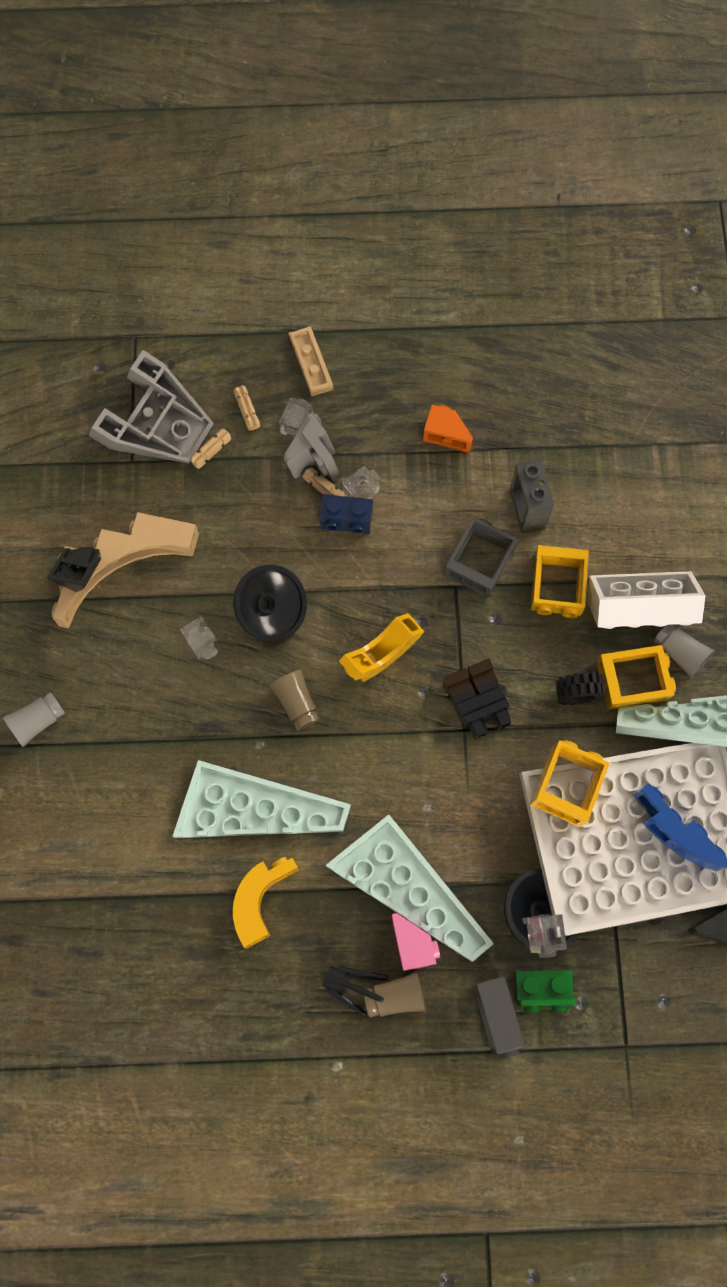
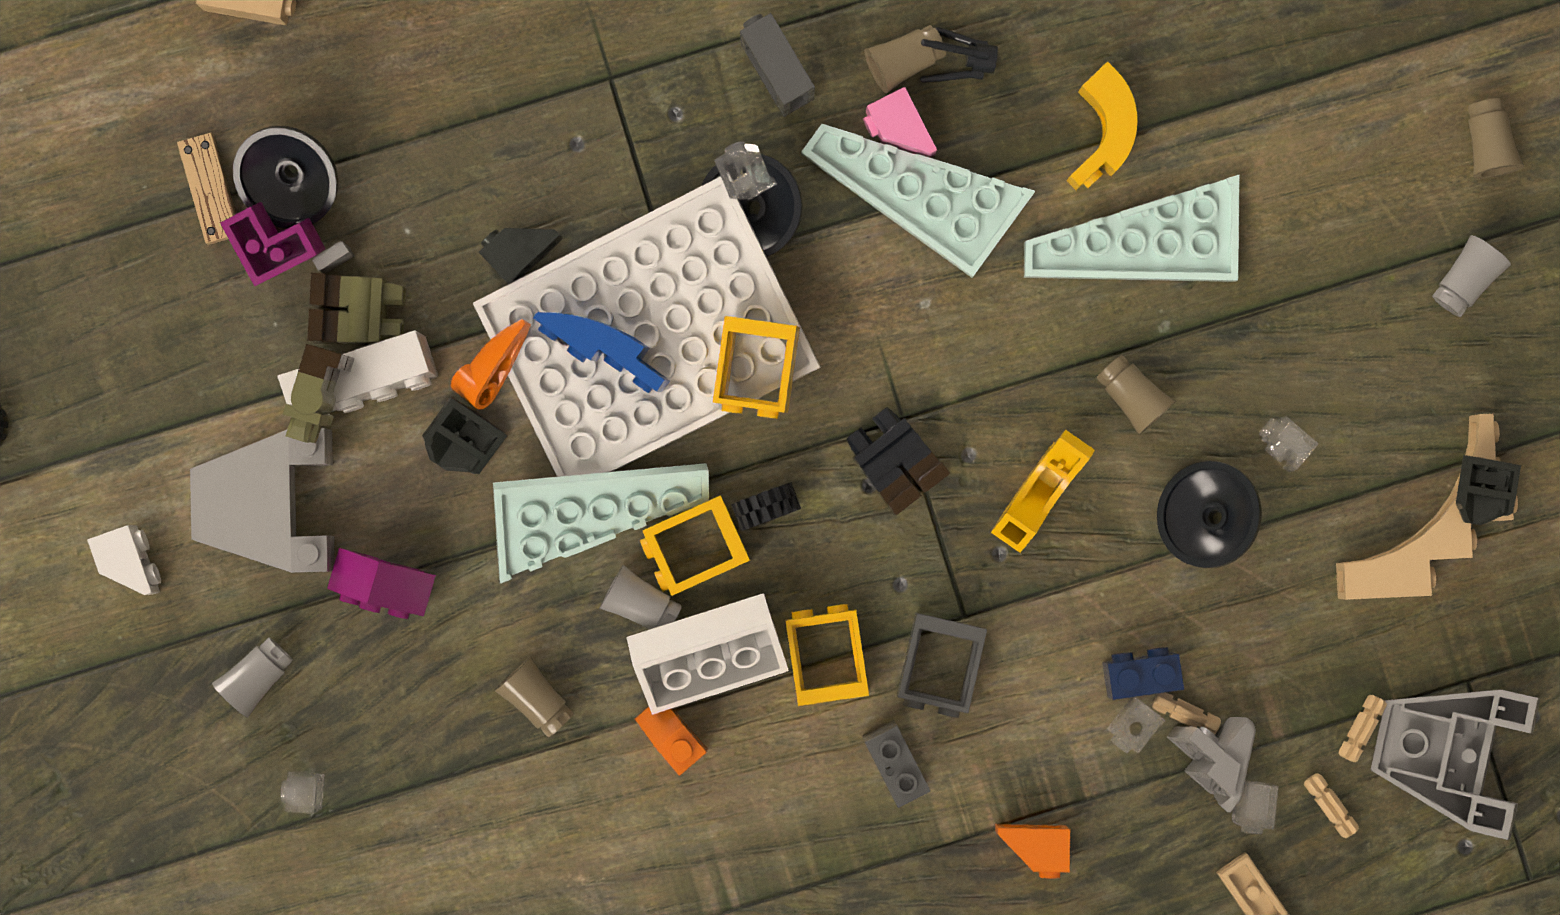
camera: 165 degrees right, 15 degrees up
(544, 989) = (724, 115): green bracket -> none
(677, 552) = (672, 738): none -> orange slope

